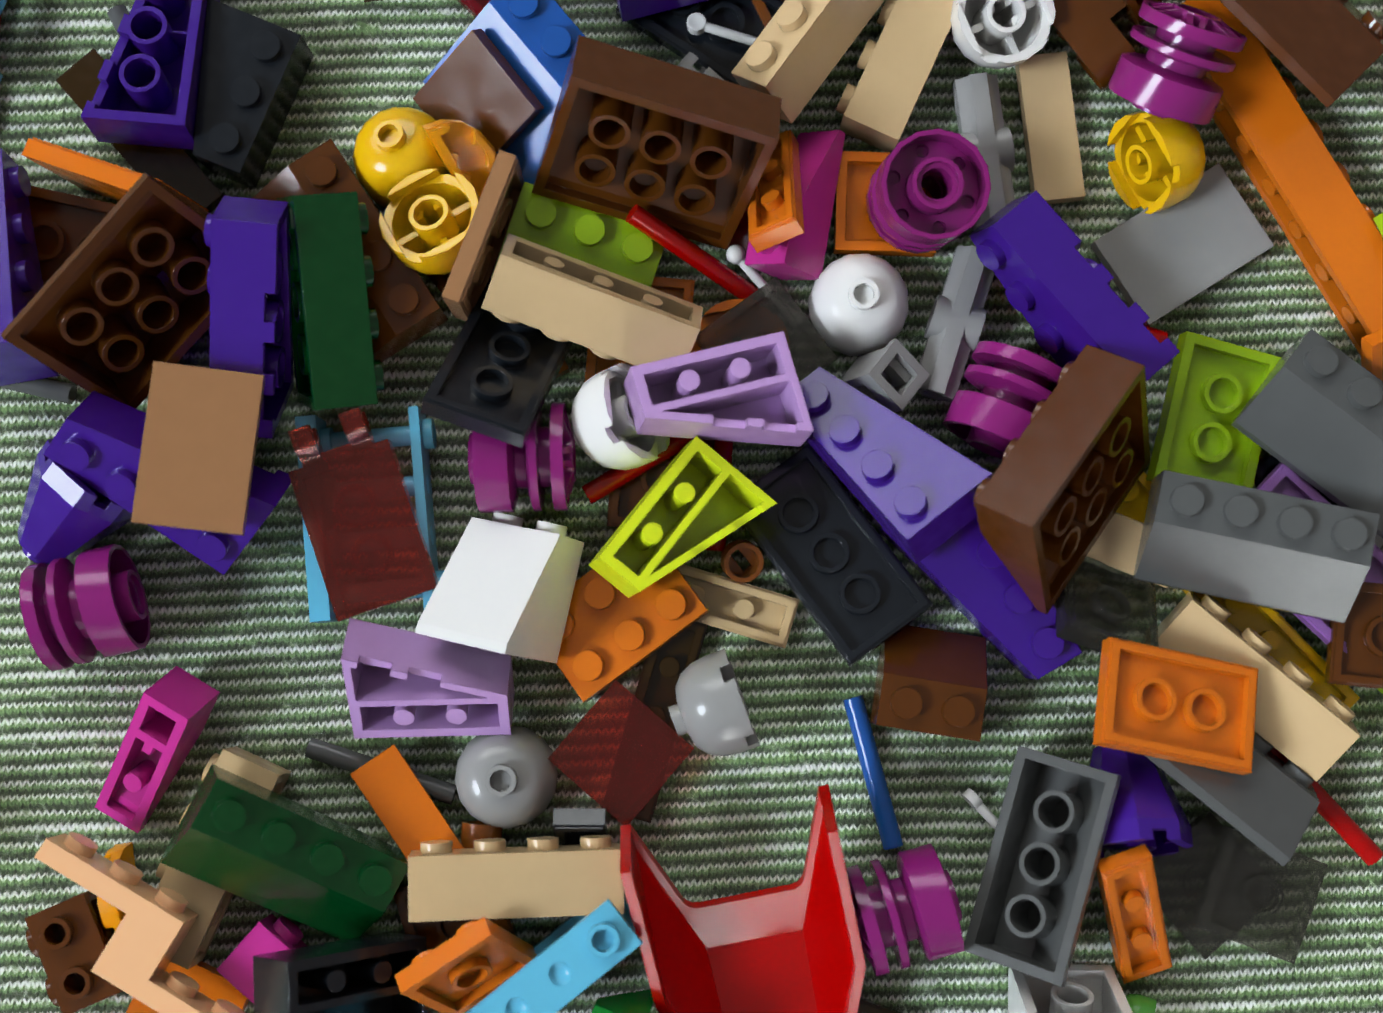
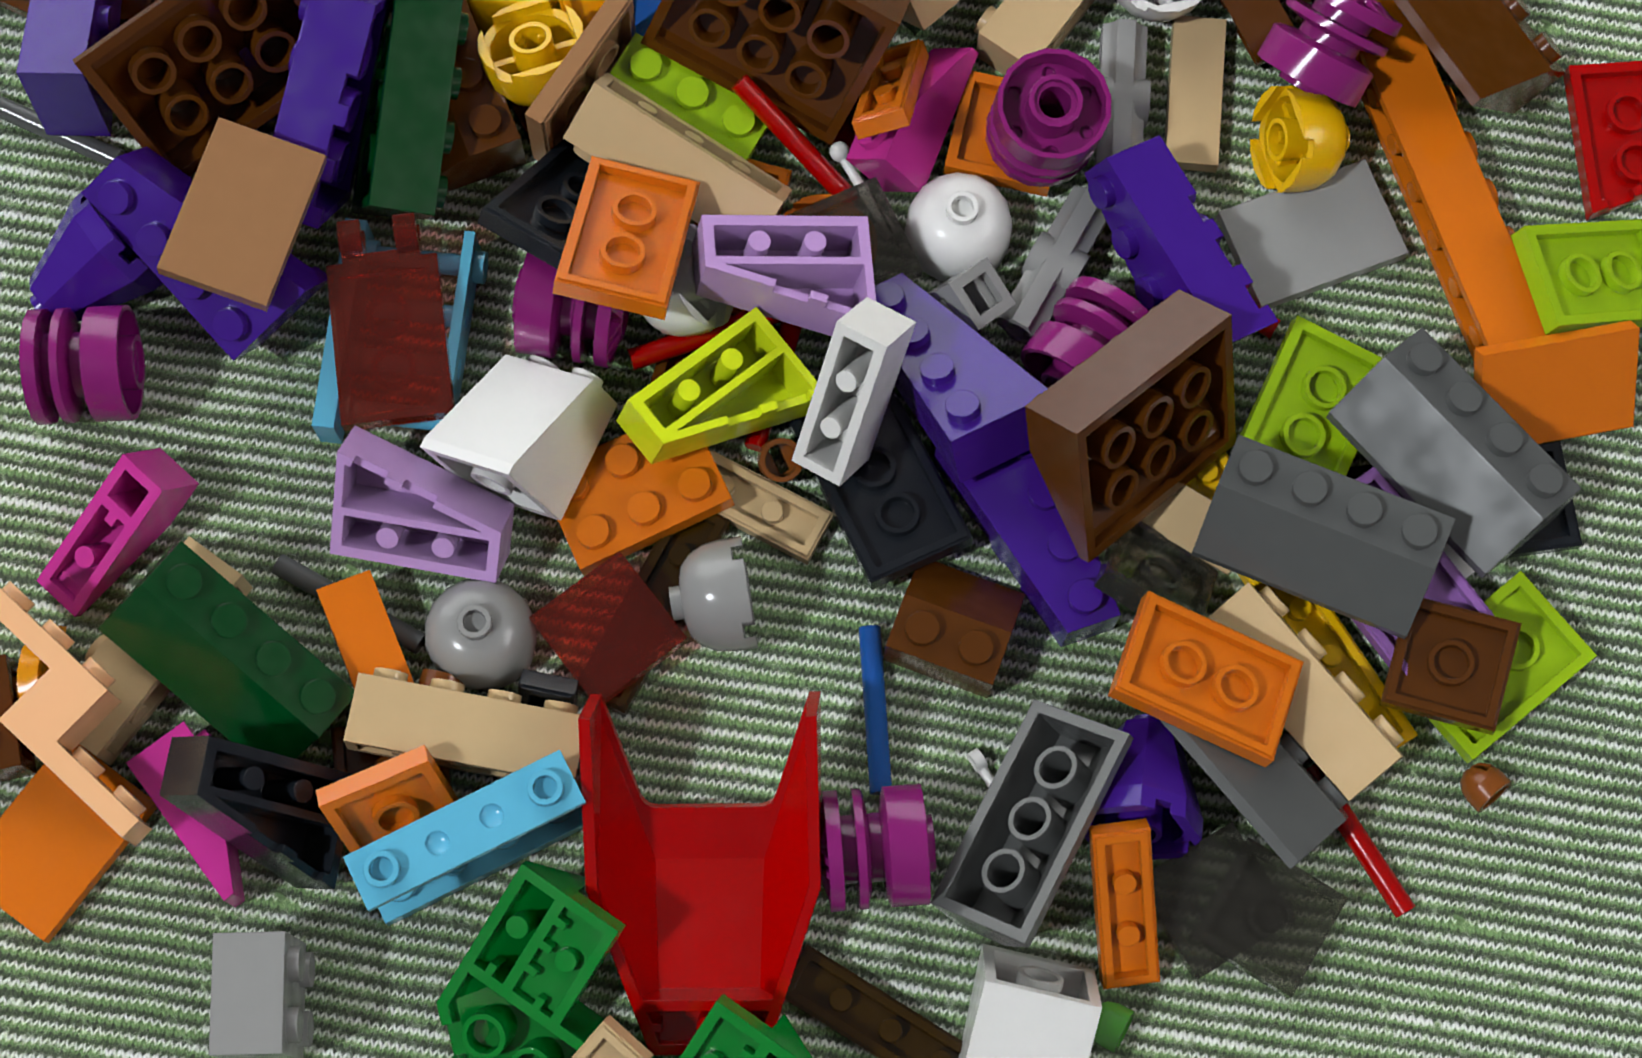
camera: 10 degrees right, 10 degrees down
(564, 401) = (626, 238): none -> orange tile
(803, 500) = (853, 390): none -> white brick

